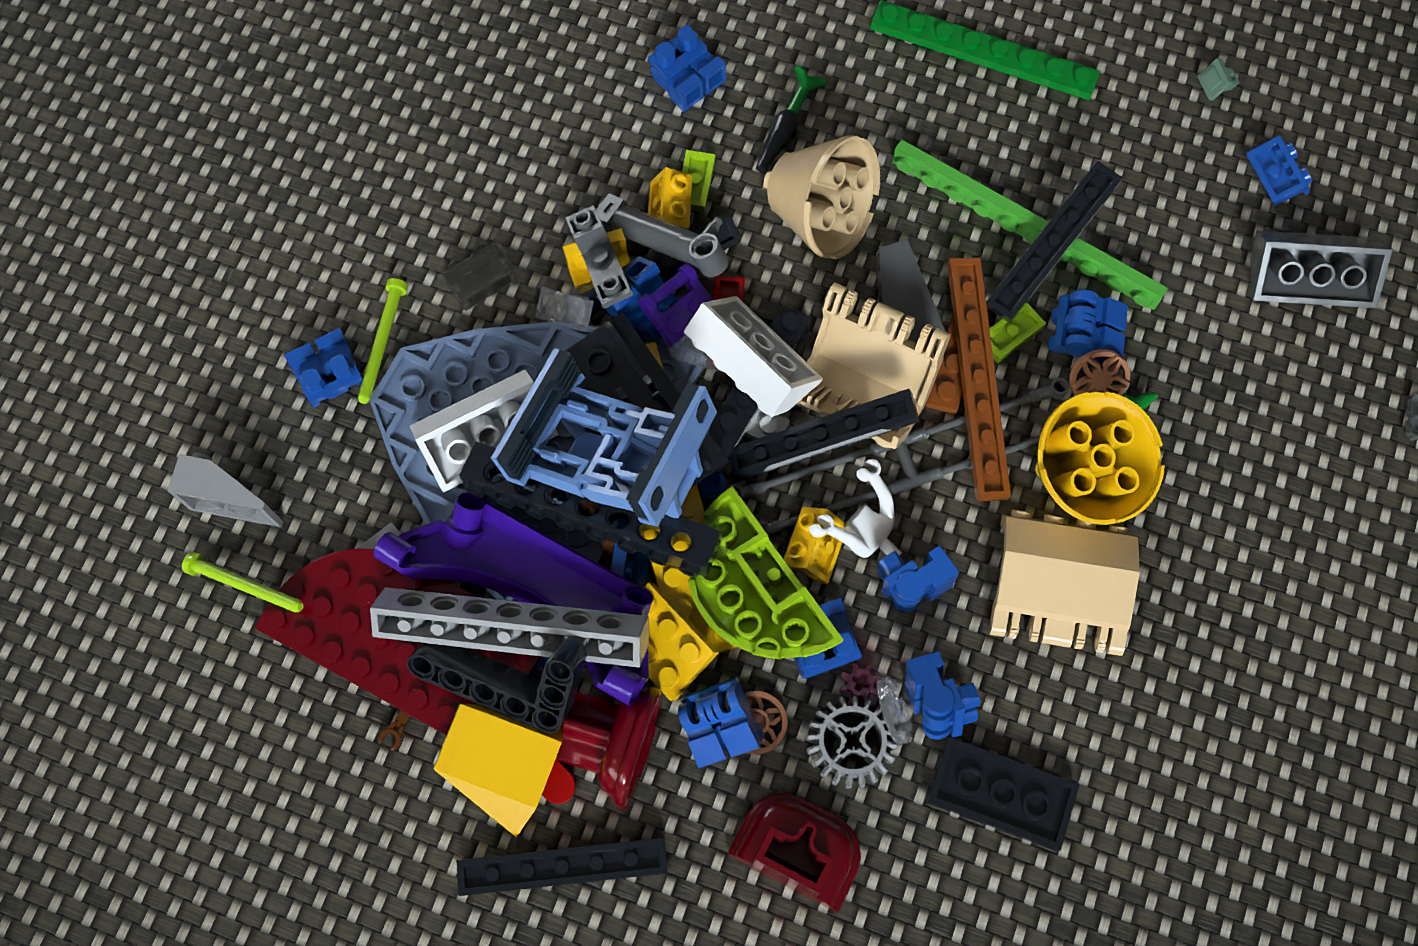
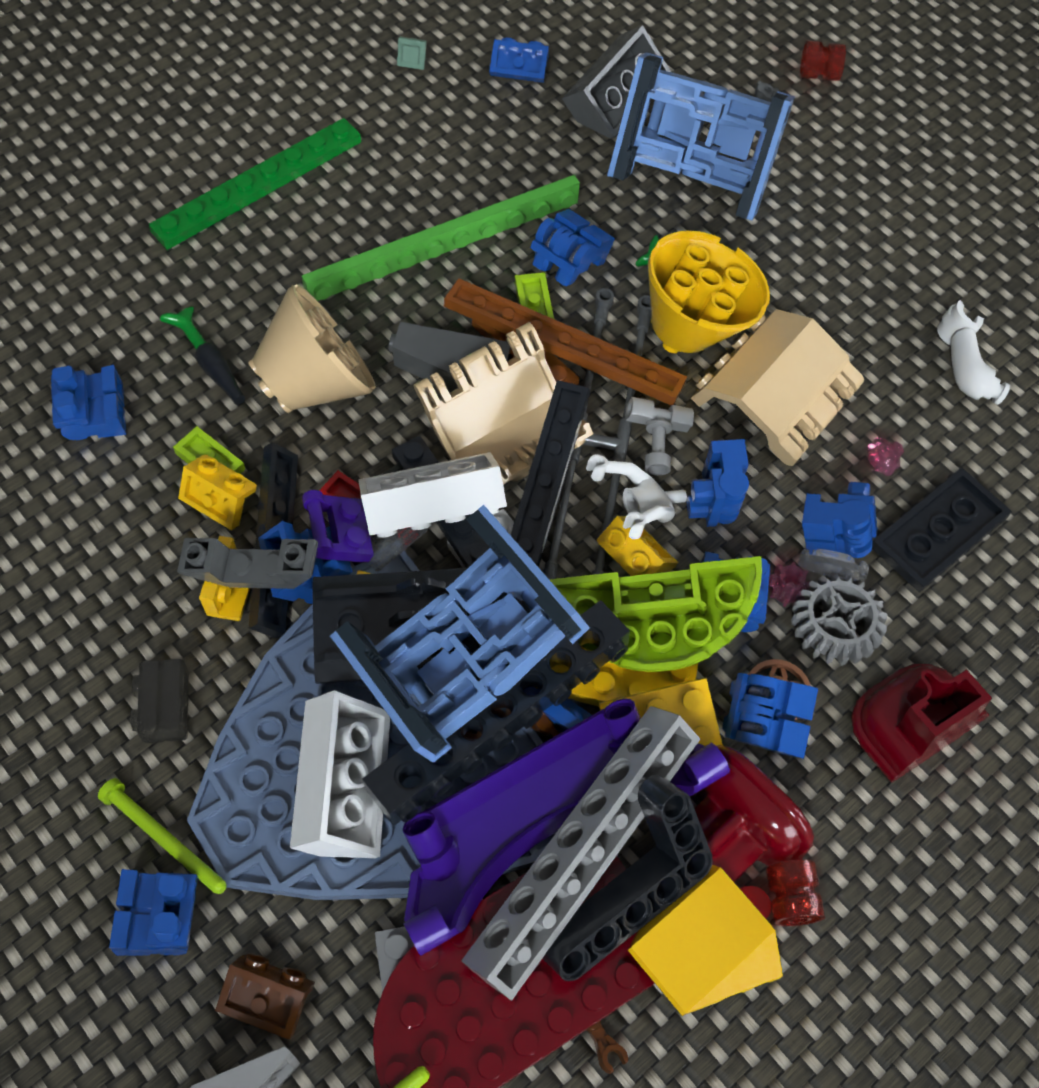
camera: 65 degrees left, 10 degrees down
(310, 474) = (264, 994): none -> reddish brown bracket
(561, 866) = (835, 947): black plate -> none
(565, 309) = (268, 629): clear panel -> none
(594, 810) = (794, 879): none -> clear red wheel
(679, 243) = (262, 498): dark grey piece -> none
(952, 498) = (658, 423): none -> light grey bar
(1047, 708) = (884, 455): none -> clear pink piece
(1053, 241) = (482, 221): black plate -> none
(1099, 375) = (619, 262): nougat wheel -> none
(1197, 750) = (969, 369): none -> white piece
(1306, 343) = (733, 126): none -> medium blue container

